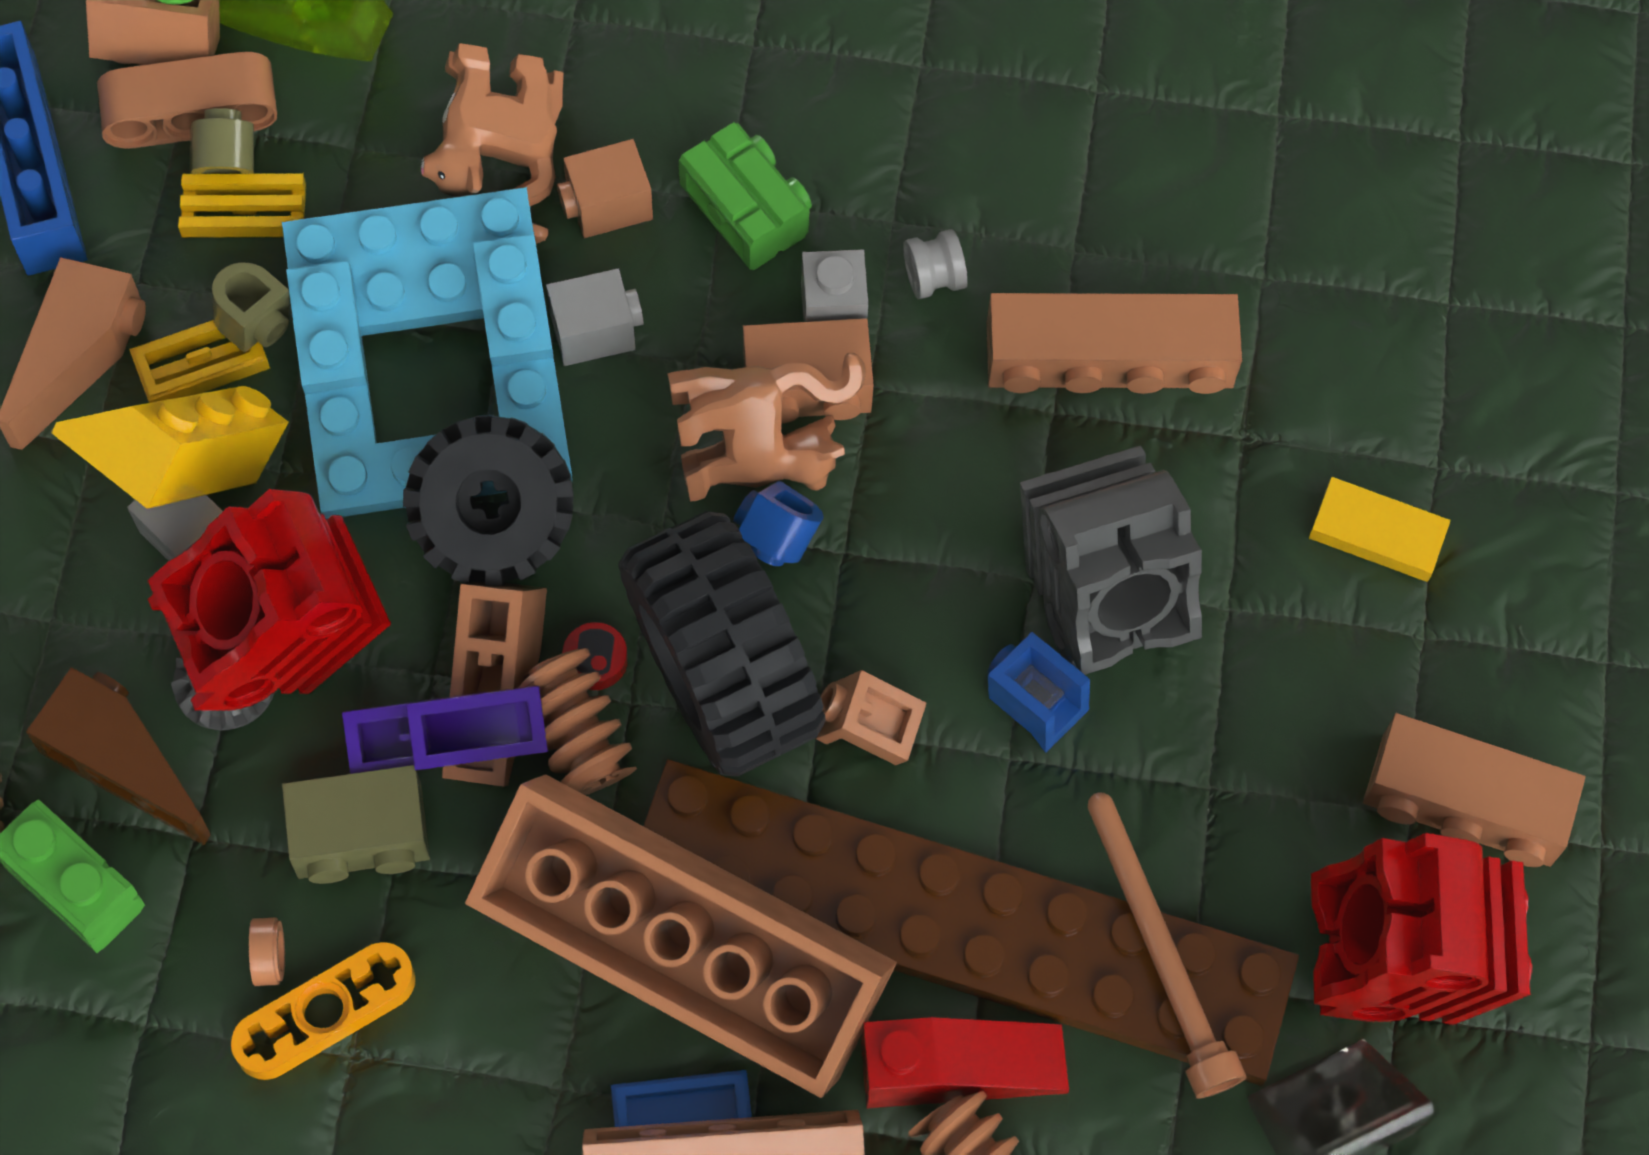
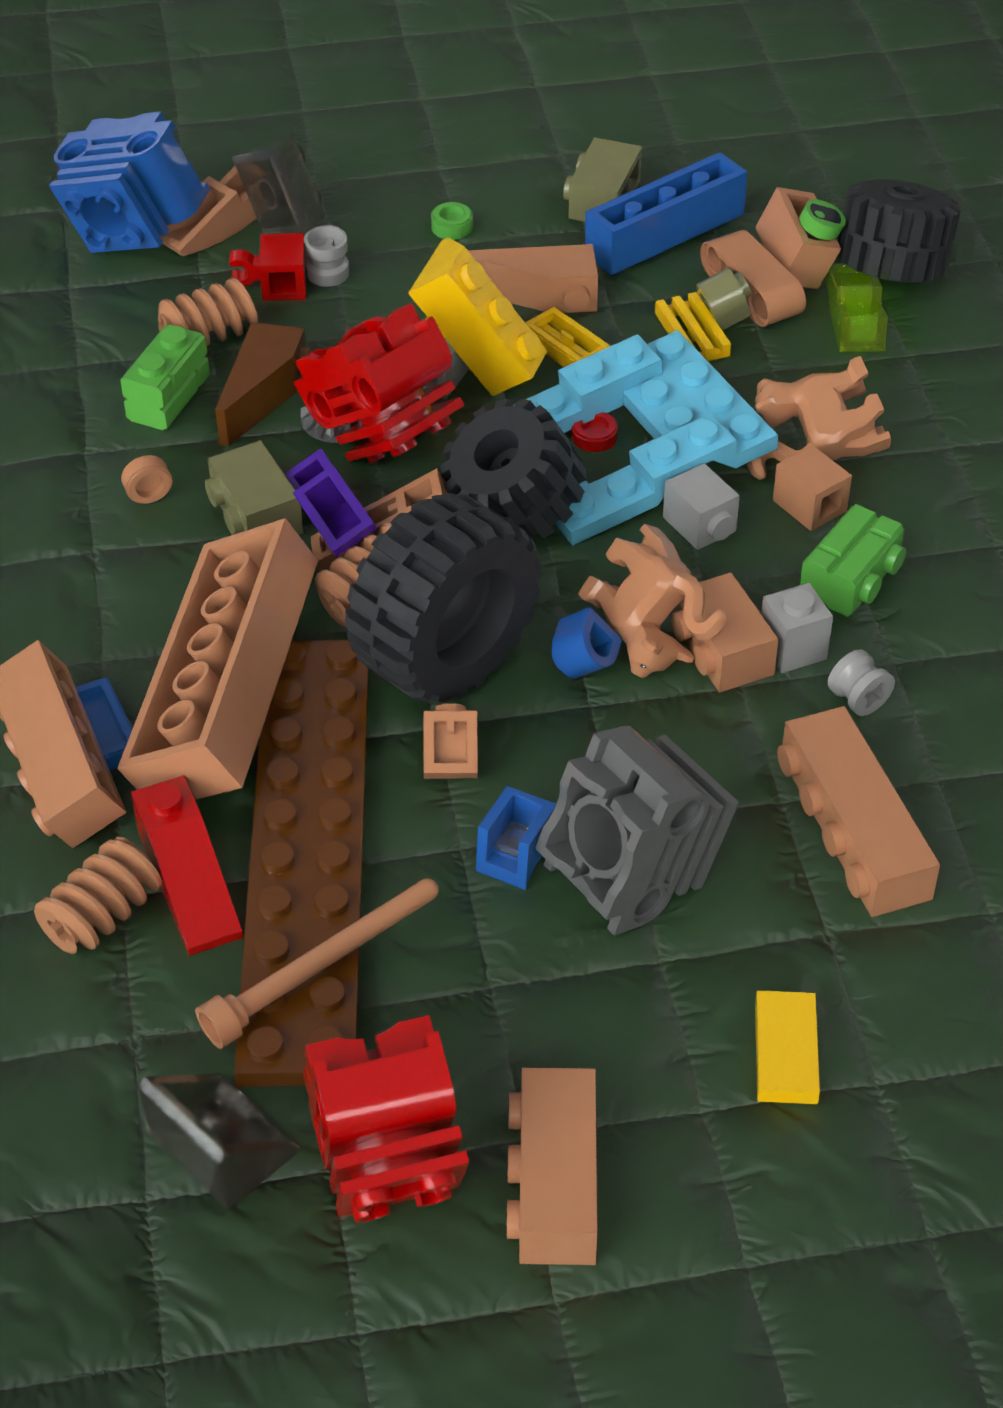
camera: 75 degrees right, 20 degrees down
(249, 305) = (602, 326): olive plate -> none
(318, 1039) = (127, 540): light orange beam -> none
(391, 385) = (596, 434): none -> red tile

